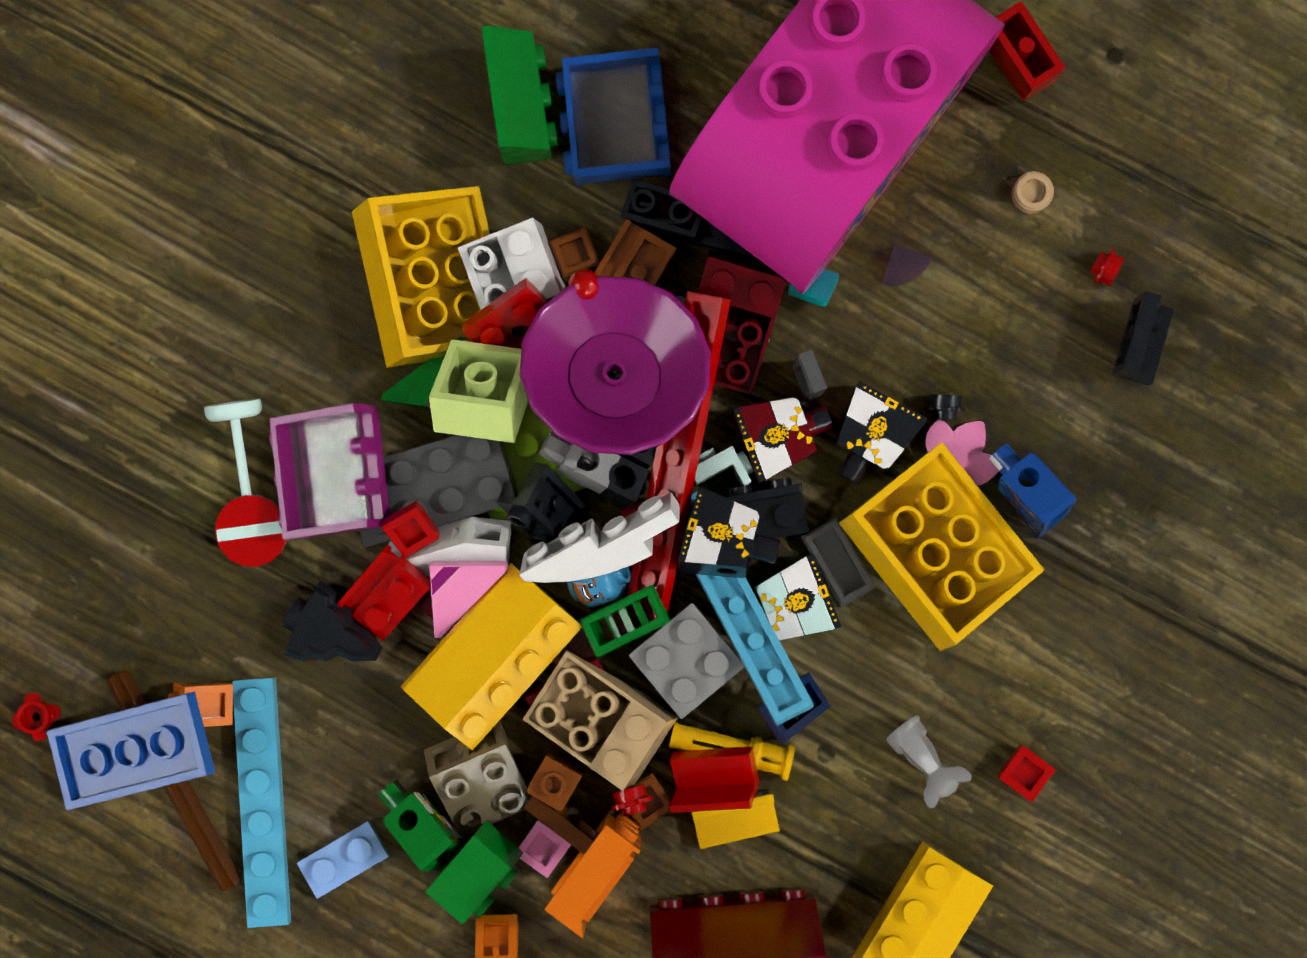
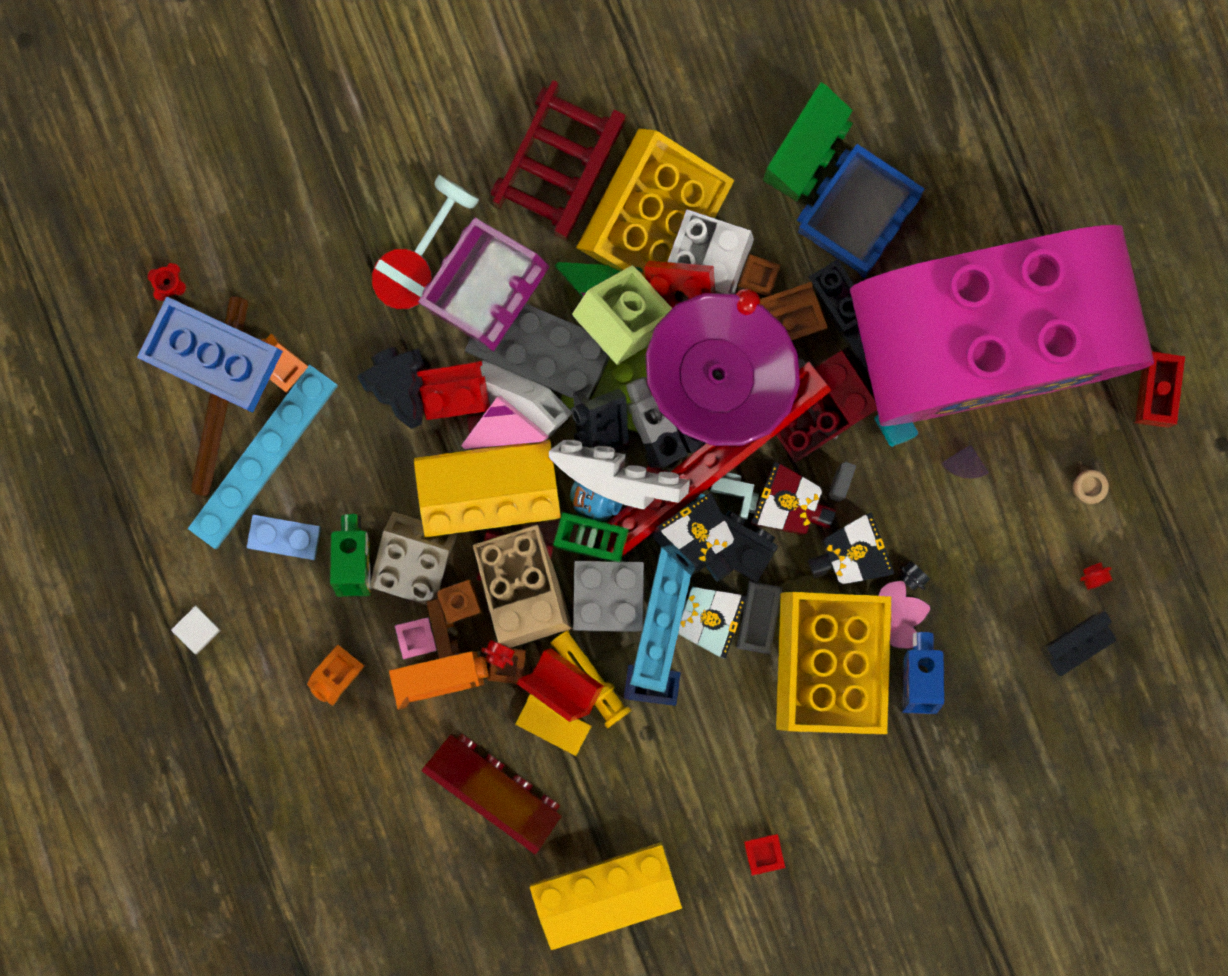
camera: 40 degrees right, 0 degrees up
(332, 274) = (576, 187): none -> dark red fence
(410, 529) = (504, 363): red plate -> none
(475, 872) = (360, 615): green brick -> none
(918, 749) = (708, 783): light grey animal -> none

